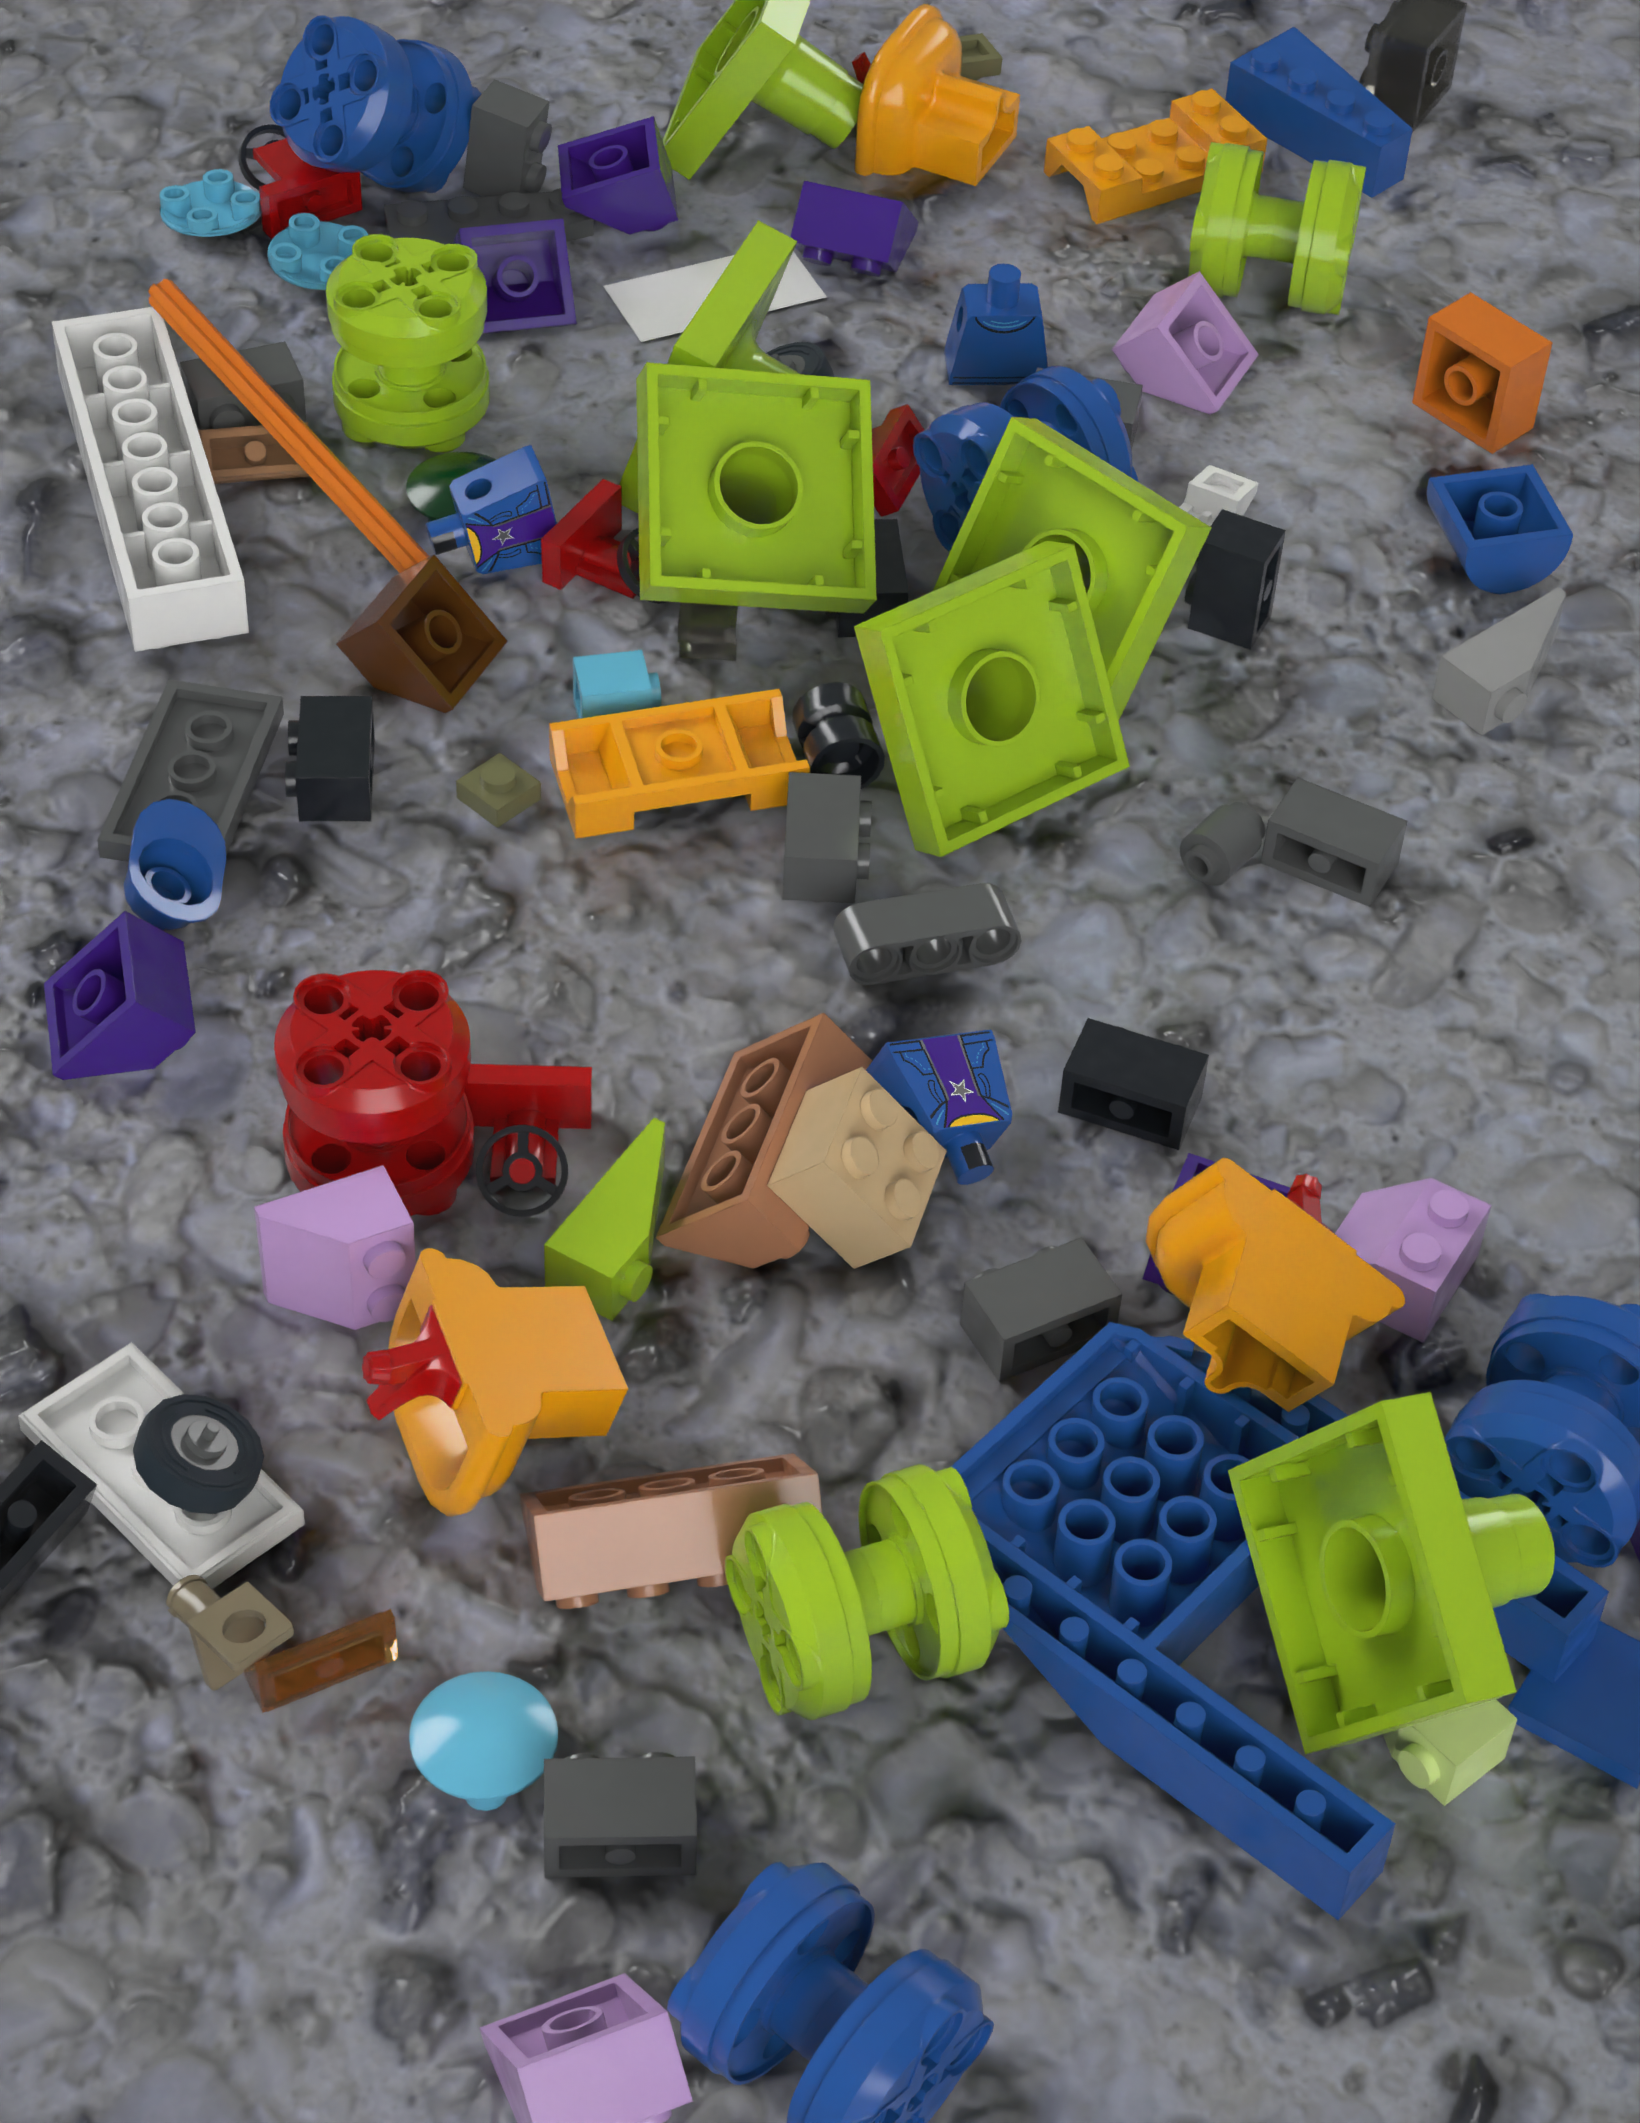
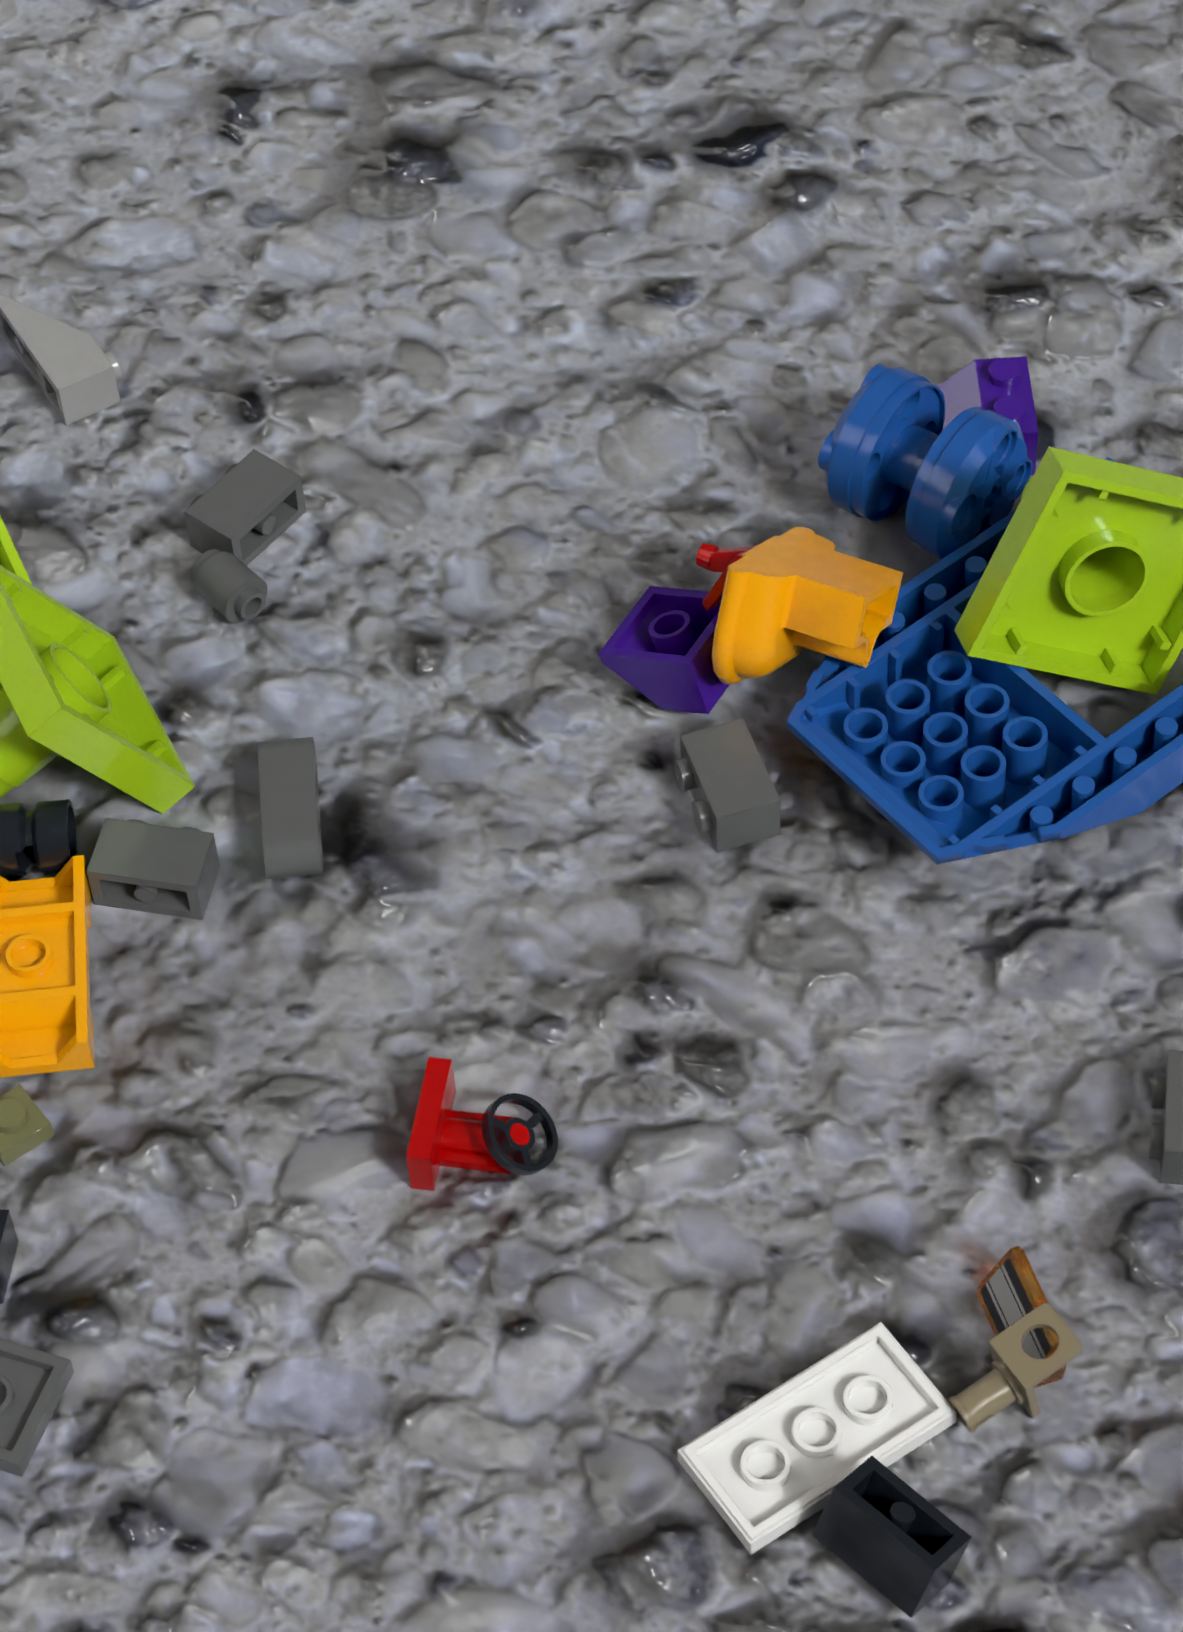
camera: 75 degrees left, 5 degrees up
(119, 1002) = (247, 1456): dark purple slope -> none
(175, 865) = (89, 1393): blue piece -> none
(198, 1454) = (841, 1378): black wheel -> none
(338, 1250) = (619, 1255): lavender slope -> none
(375, 1081) = (457, 1209): red piece -> none
(483, 1737) = (1108, 1213): medium azure dish -> none
(486, 1371) = (790, 1161): light orange piece -> none
(612, 1230) = (596, 1066): lime slope -> none
(652, 1527) = (919, 1058): nougat slope -> none
(723, 1194) = (520, 952): nougat slope -> none
(857, 1168) = (586, 870): tan brick -> none
(916, 1576) = (1038, 912): lime piece -> none
(953, 1092) = (505, 810): blue torso -> none
(1133, 1083) = (495, 688): black brick -> none
(1421, 1241) = (683, 521): lavender slope -> none

